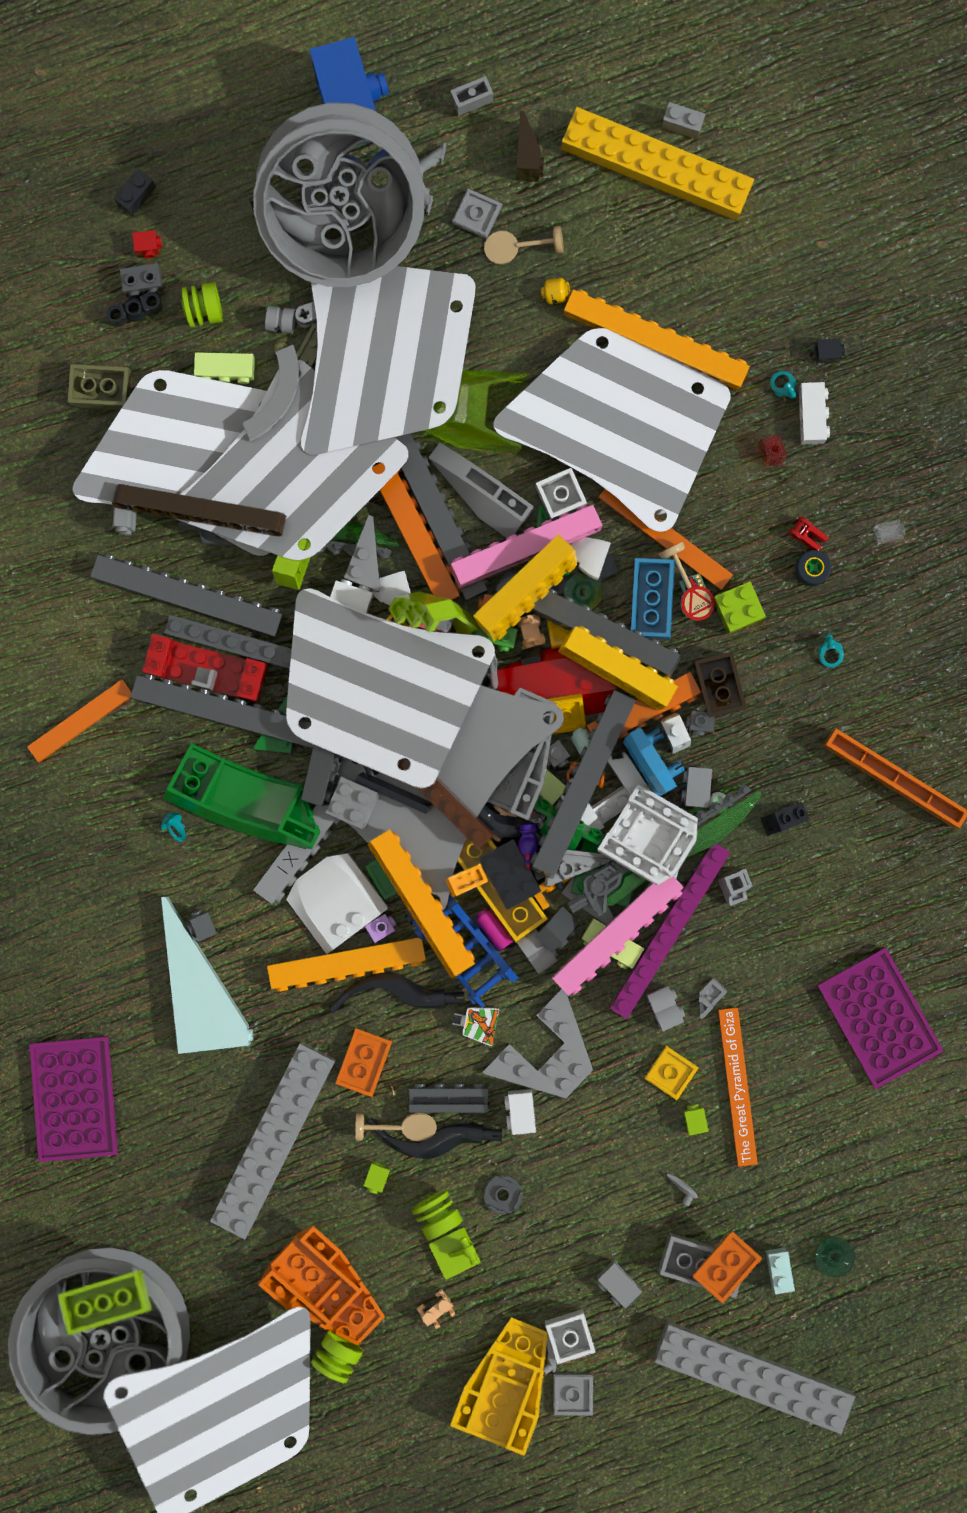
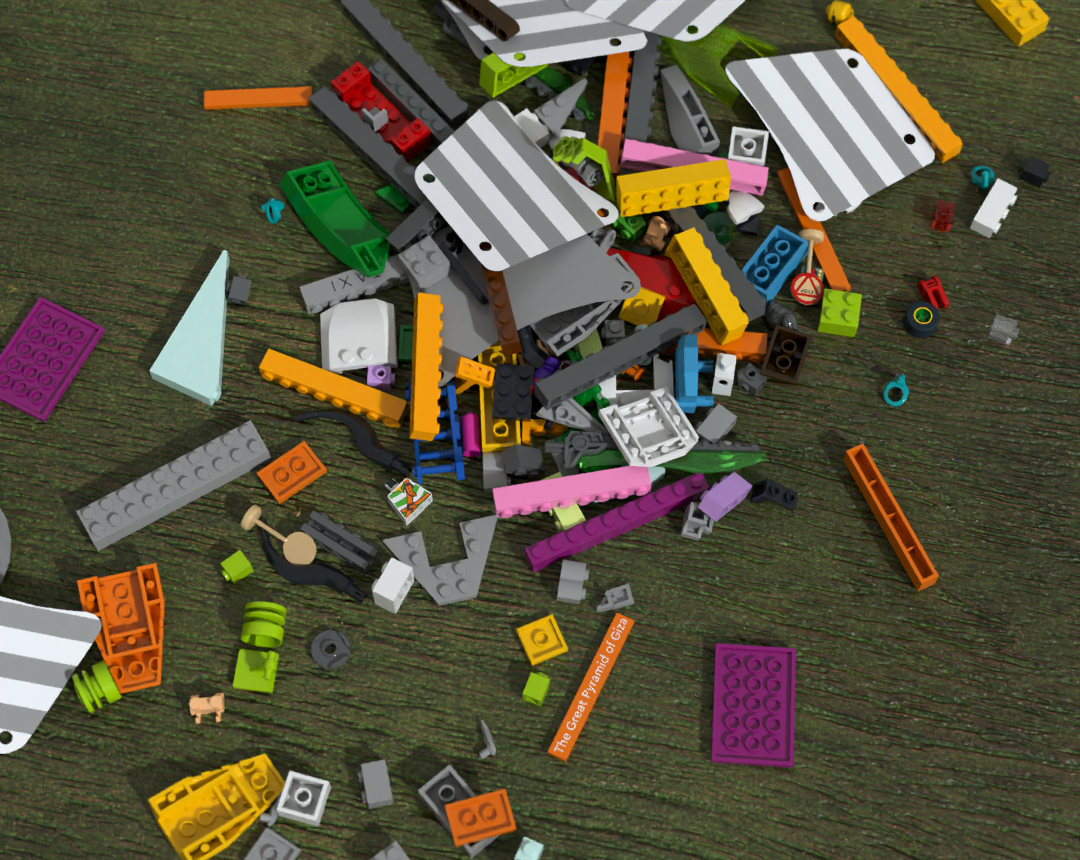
camera: 30 degrees right, 20 degrees down
(692, 646) = (780, 315): none -> dark grey hair
(747, 852) = (724, 496): none -> lavender brick

